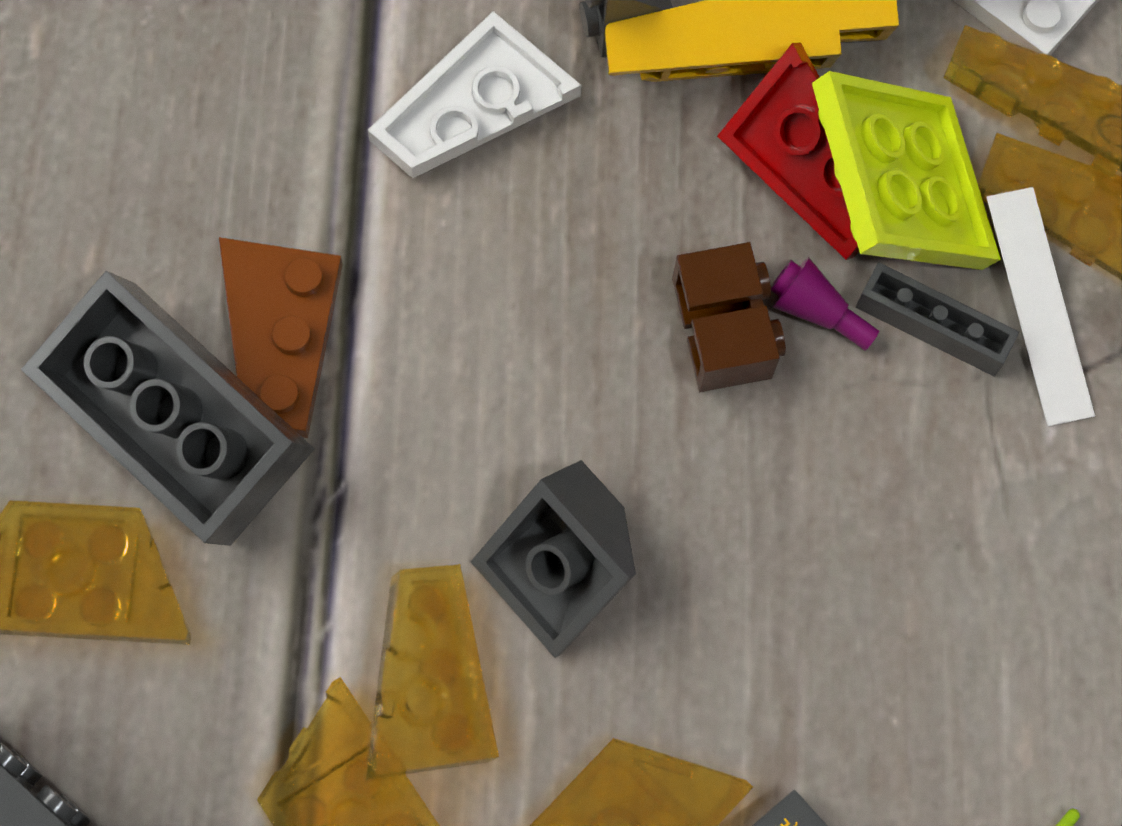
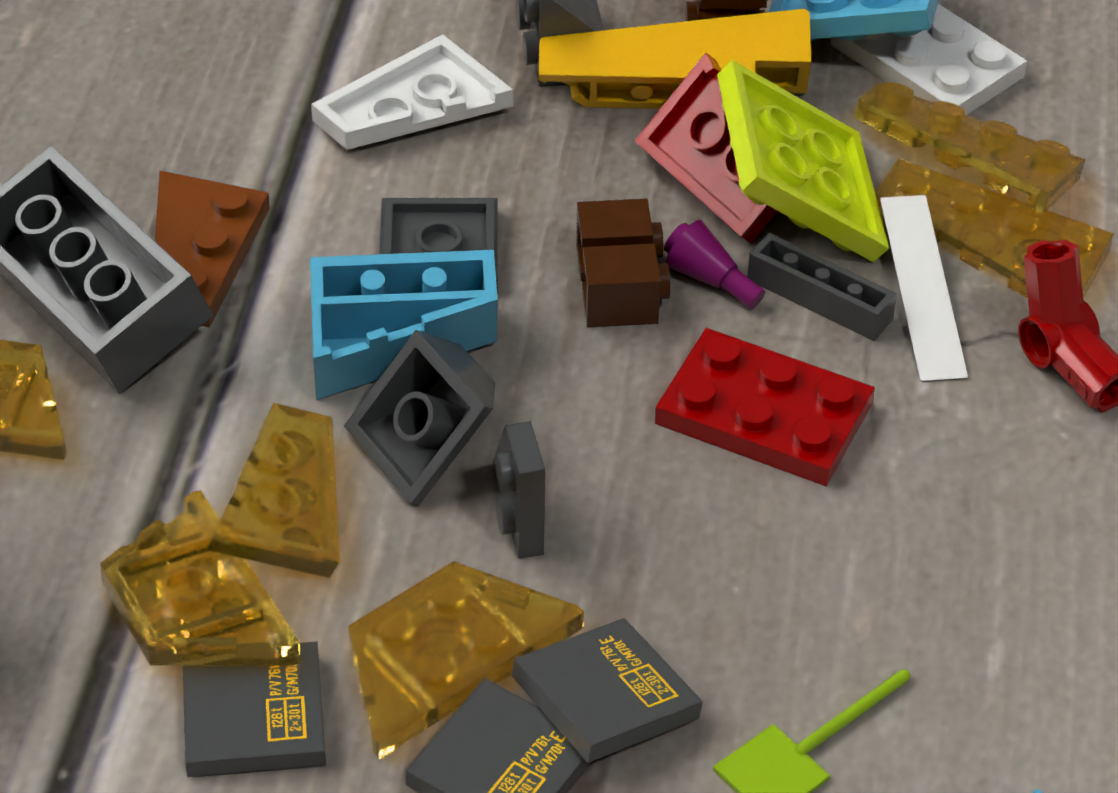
camera: 10 degrees right, 25 degrees down
(506, 425) = (376, 302): none -> medium azure wedge
(531, 303) = (439, 225): none -> dark grey tile
(675, 658) = (522, 489): none -> dark grey wing
(897, 485) = (765, 406): none -> red plate

